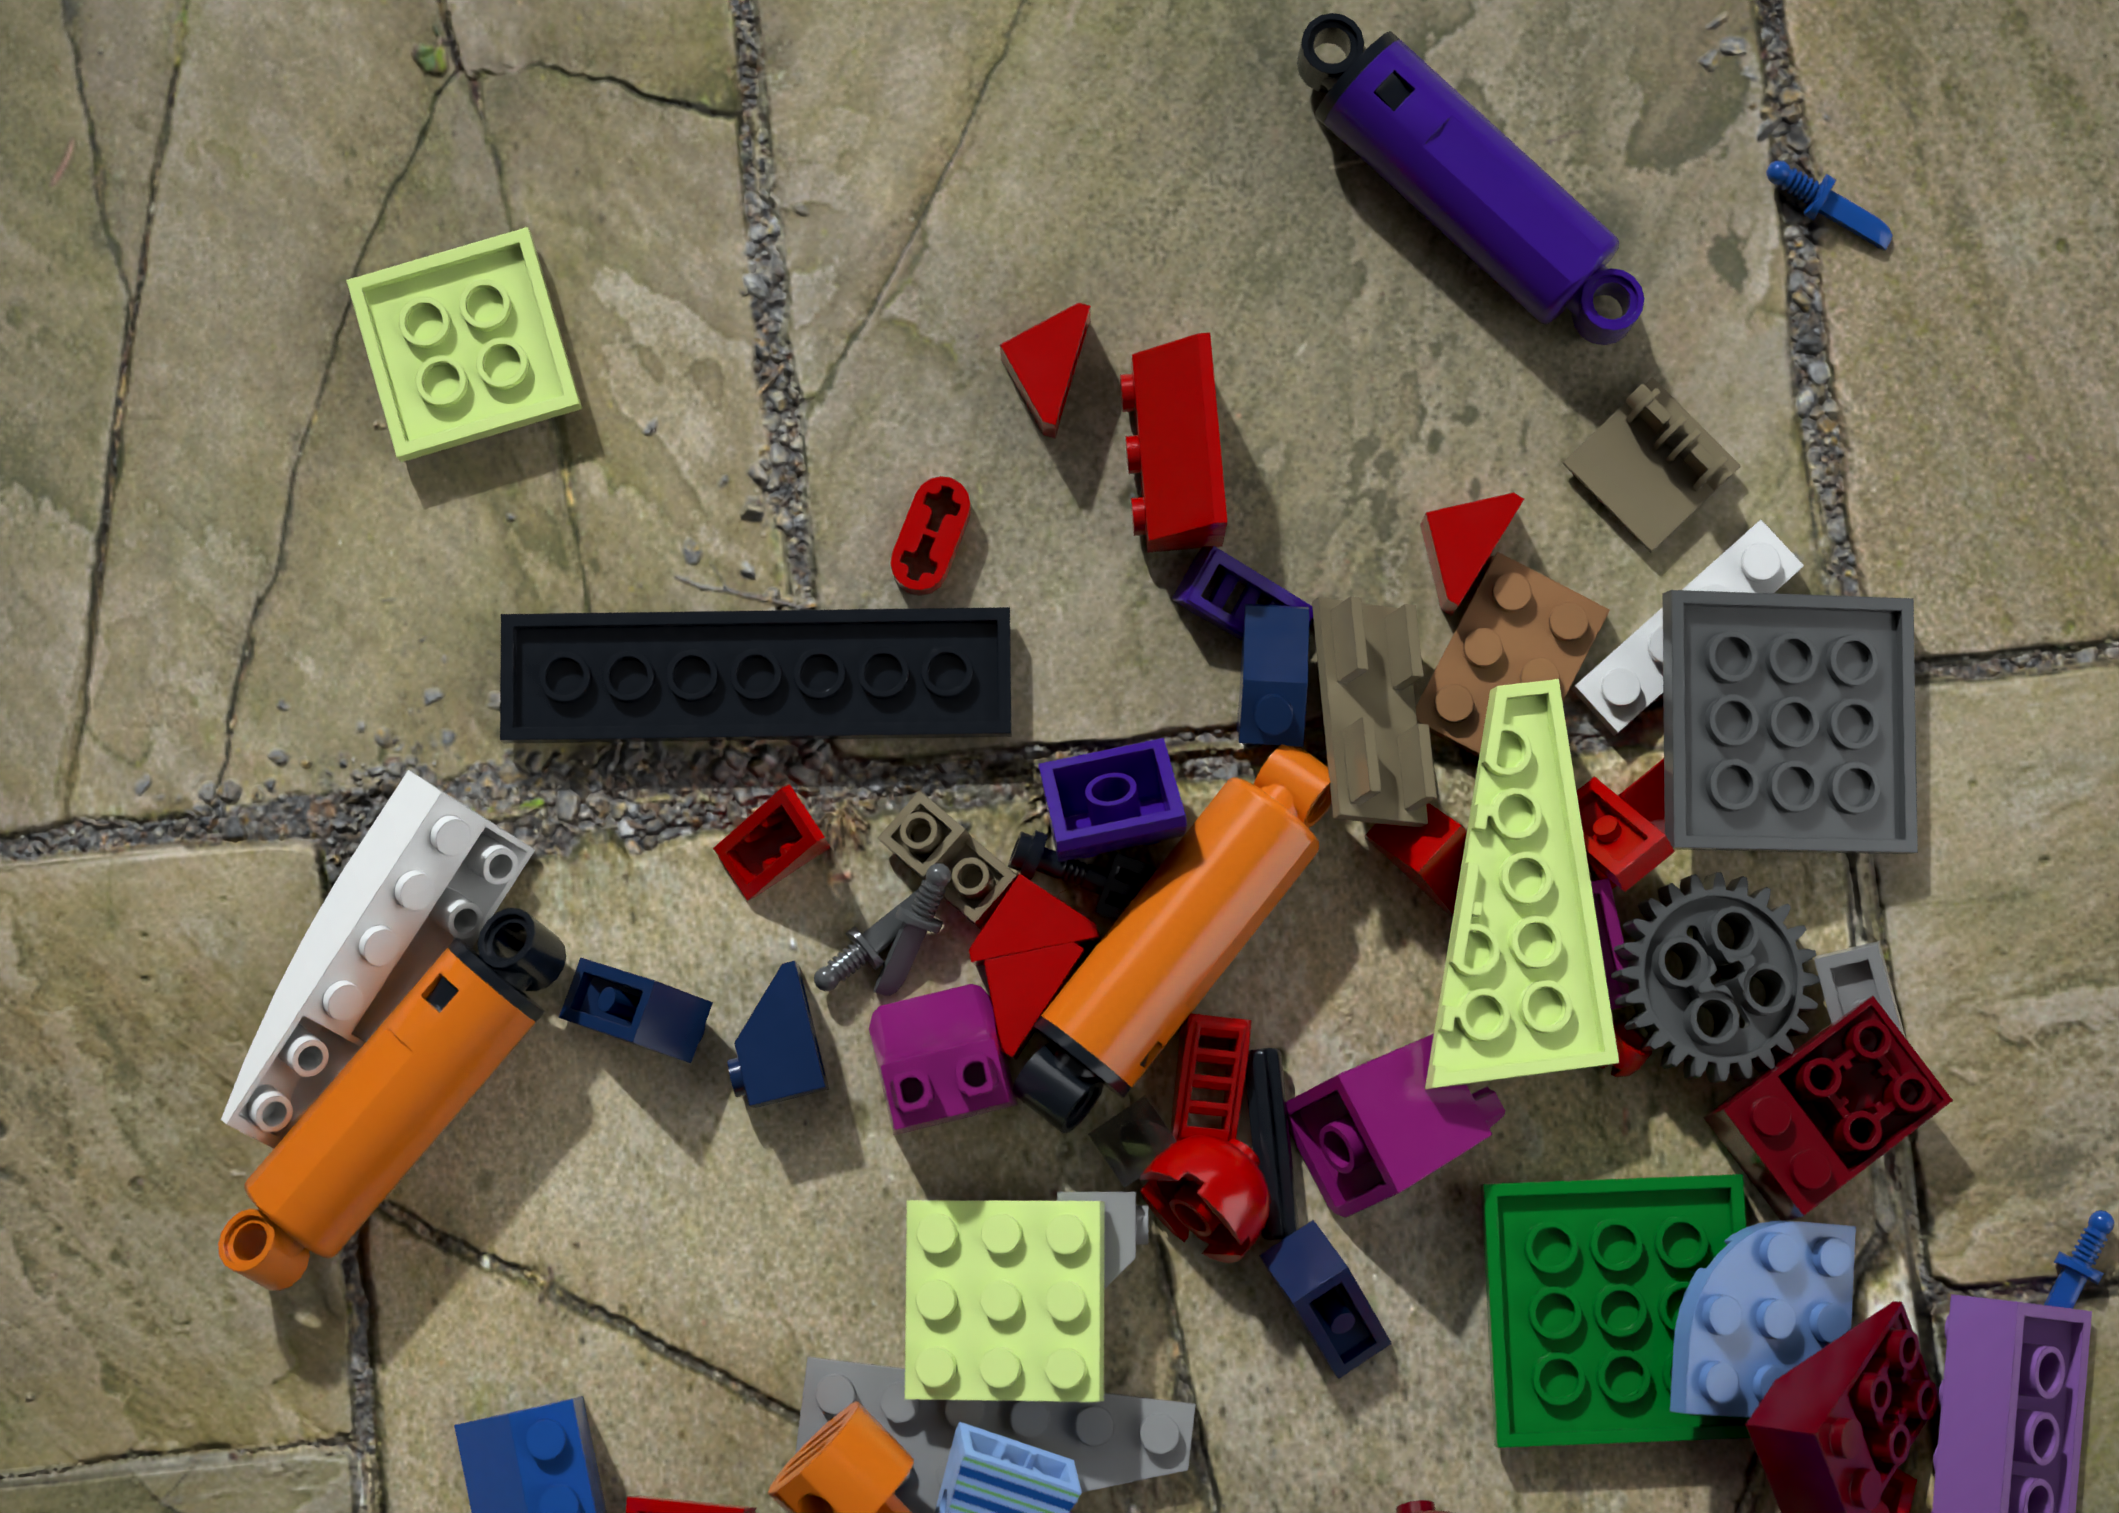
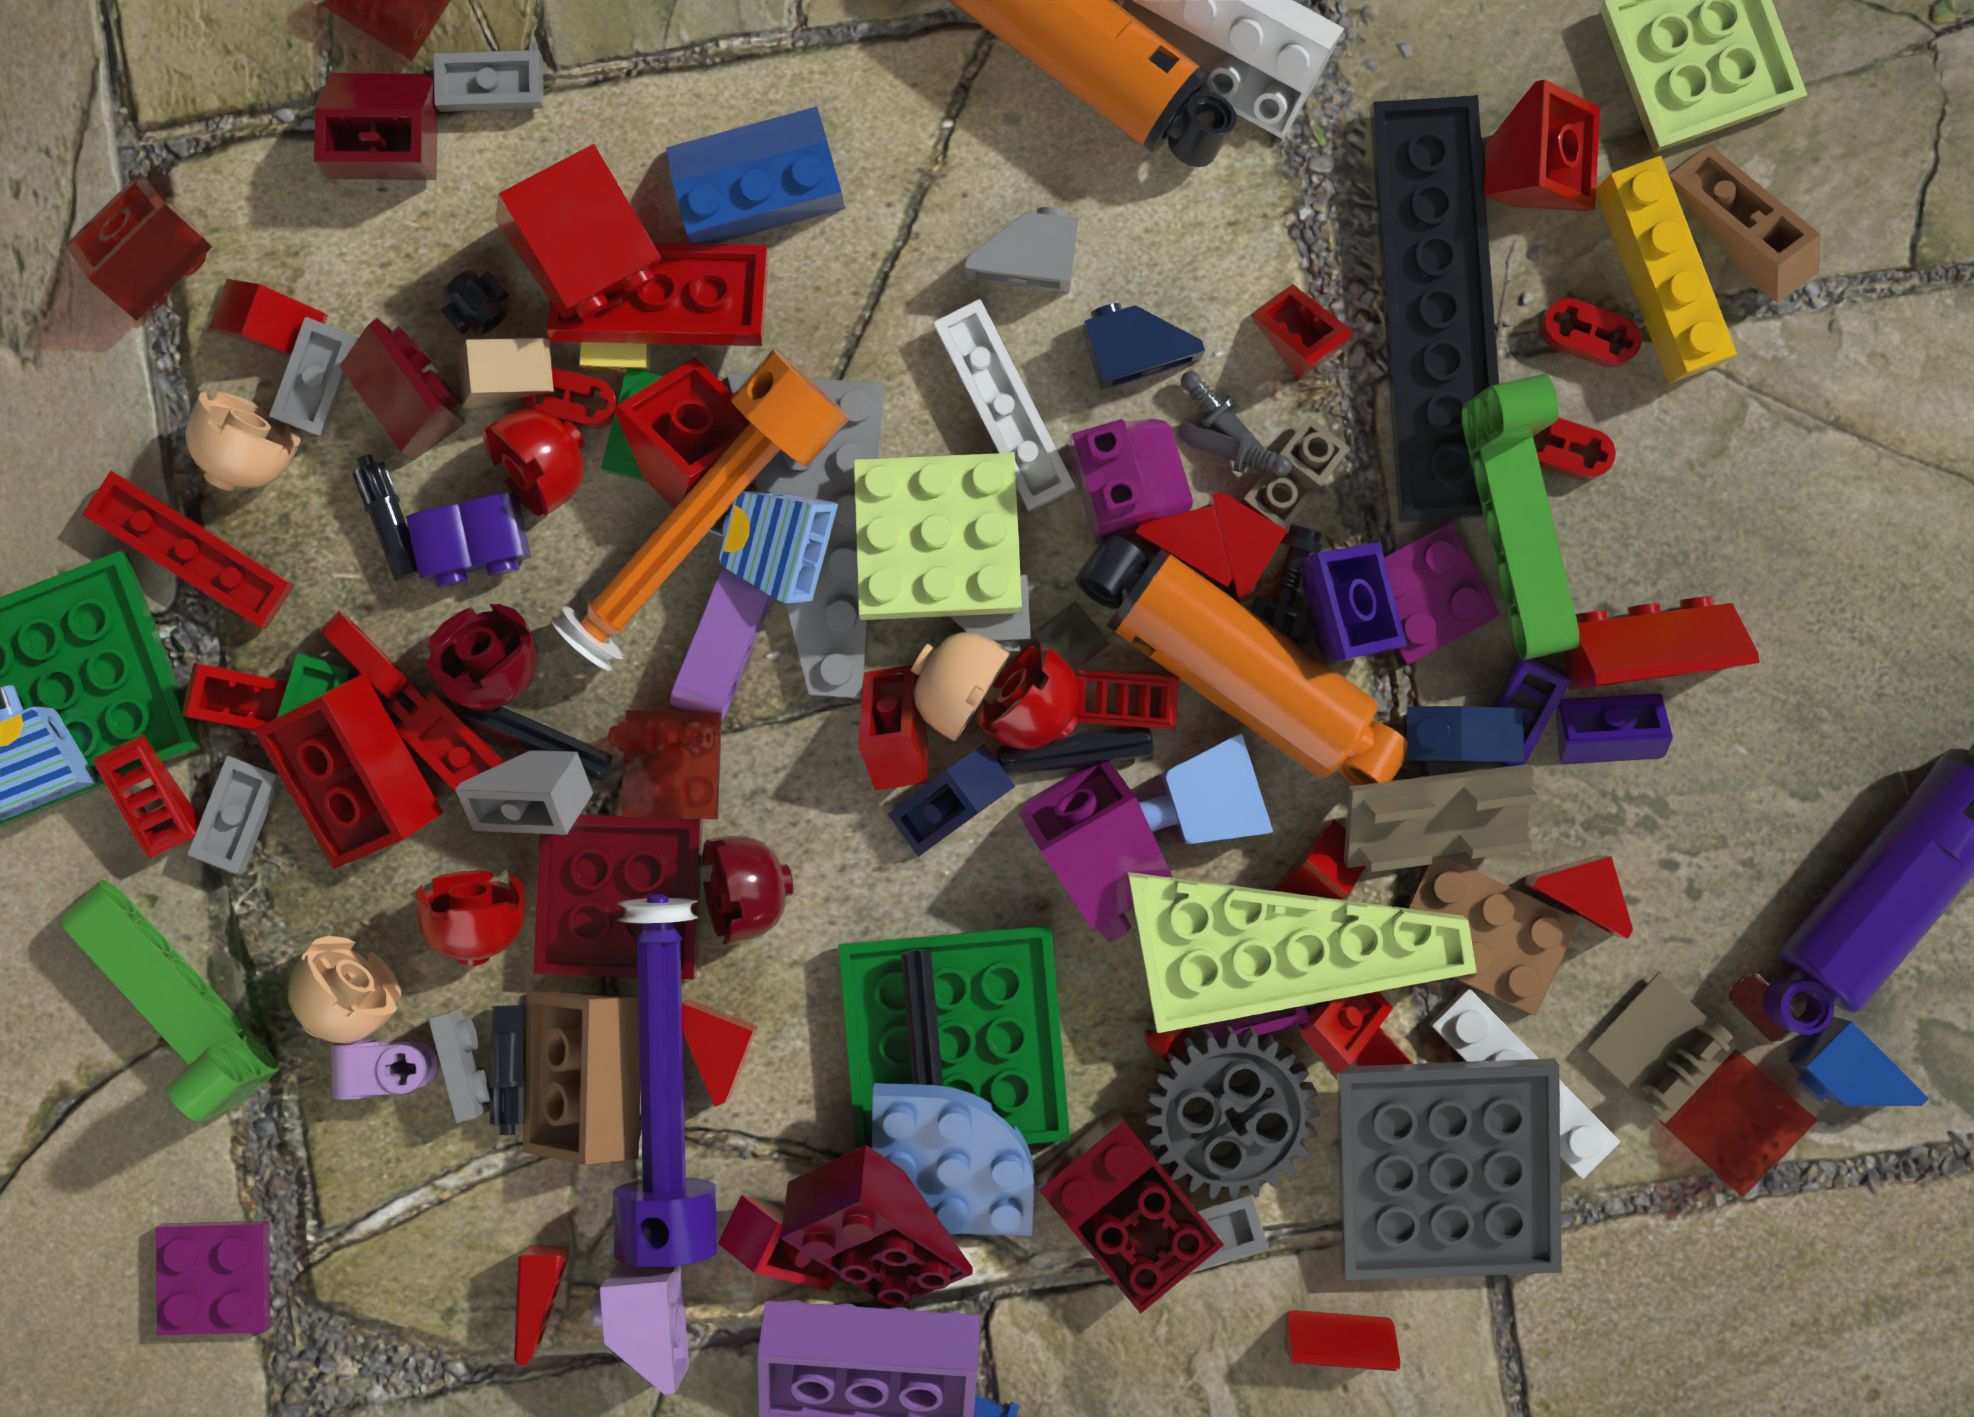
camera: 85 degrees right, 5 degrees up
(575, 537) = (1545, 152): none -> red slope
(636, 1009) = (1156, 228): dark blue slope -> none
(657, 1168) = (1028, 253): none -> light grey slope
(675, 305) = (1749, 223): none -> medium nougat slope
(727, 406) = (1665, 270): none -> yellow brick
(781, 491) = (1593, 321): none -> red beam
(841, 1209) = (1003, 403): none -> white plate
(1020, 596) = (1517, 511): none -> bright green beam
(1045, 363) = (1718, 534): red slope -> none
(1099, 698) = (1436, 593): none -> magenta plate
(1182, 1286) = (956, 680): none -> light nougat cylinder
(1234, 1366) = (892, 730): none -> red slope
(1270, 498) = (1612, 728): none -> dark purple slope
(1334, 983) = (1211, 796): none -> light blue torso
(1591, 1348) = (921, 1017): none -> black axle
(1595, 361) = (1747, 998): none -> clear red piece
(1685, 249) = (1852, 1070): none -> blue slope
(1743, 380) = (1740, 1123): none -> clear red hinge
(1830, 204) = (1897, 1194): blue piece -> none
(1988, 860) = (1341, 1340): none -> red slope

